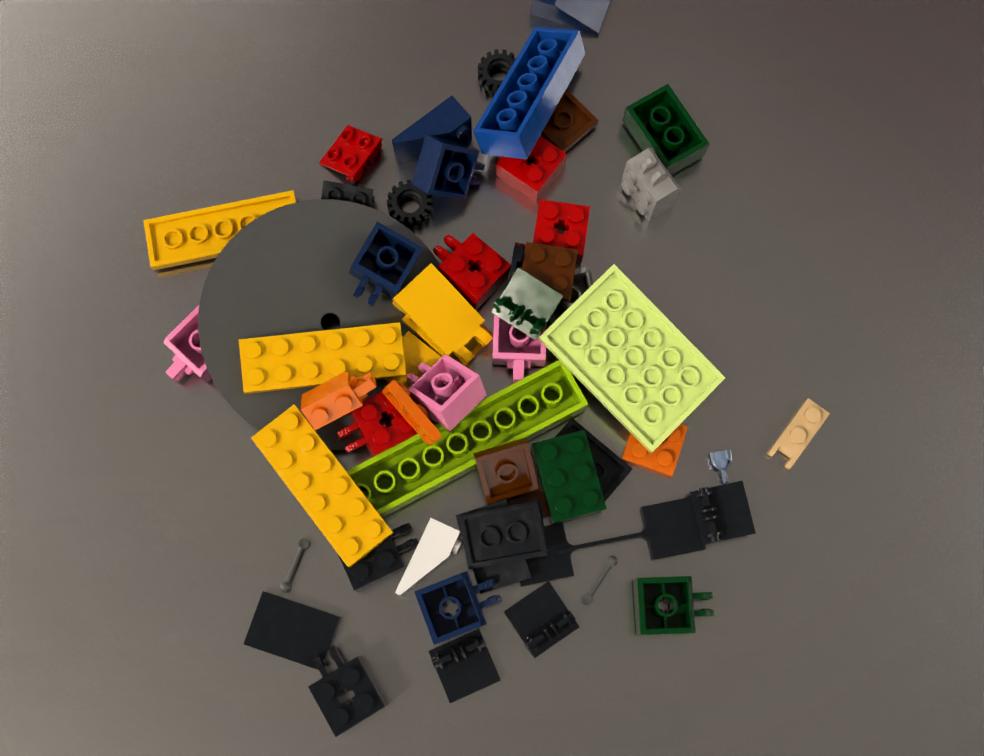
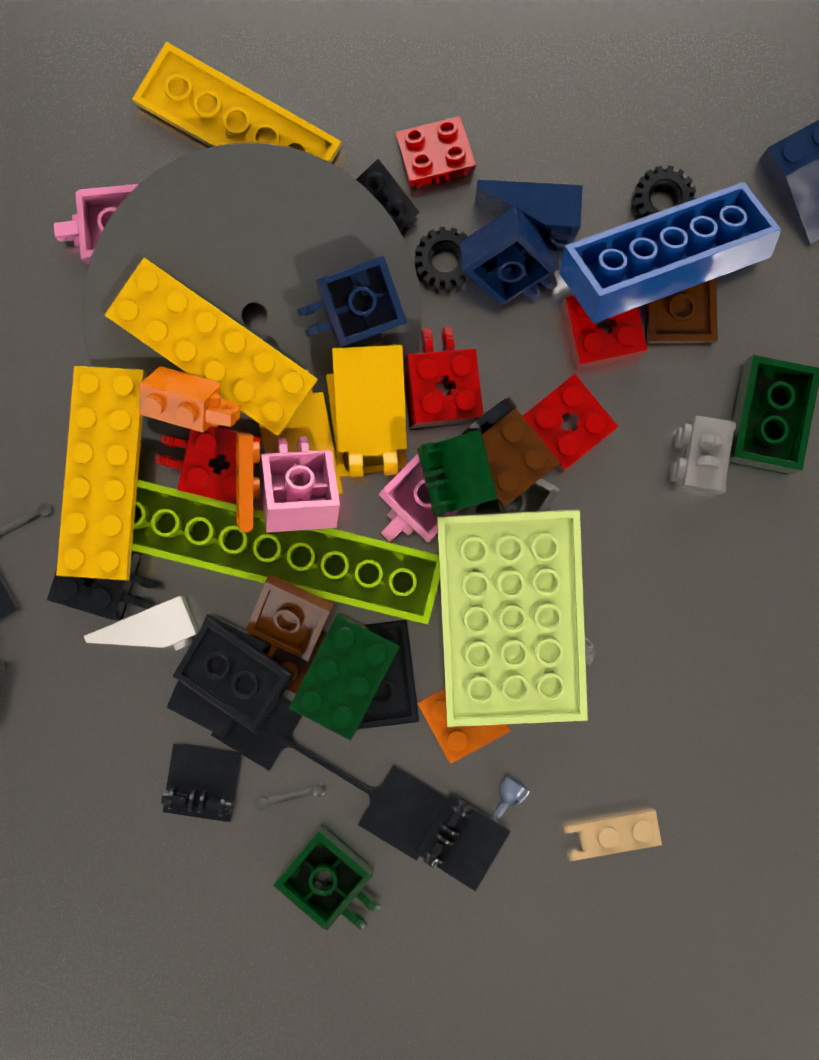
camera: 45 degrees right, 10 degrees up
(460, 591) = (147, 691): dark blue hinge -> none
(464, 665) = (92, 759): black hinge -> none

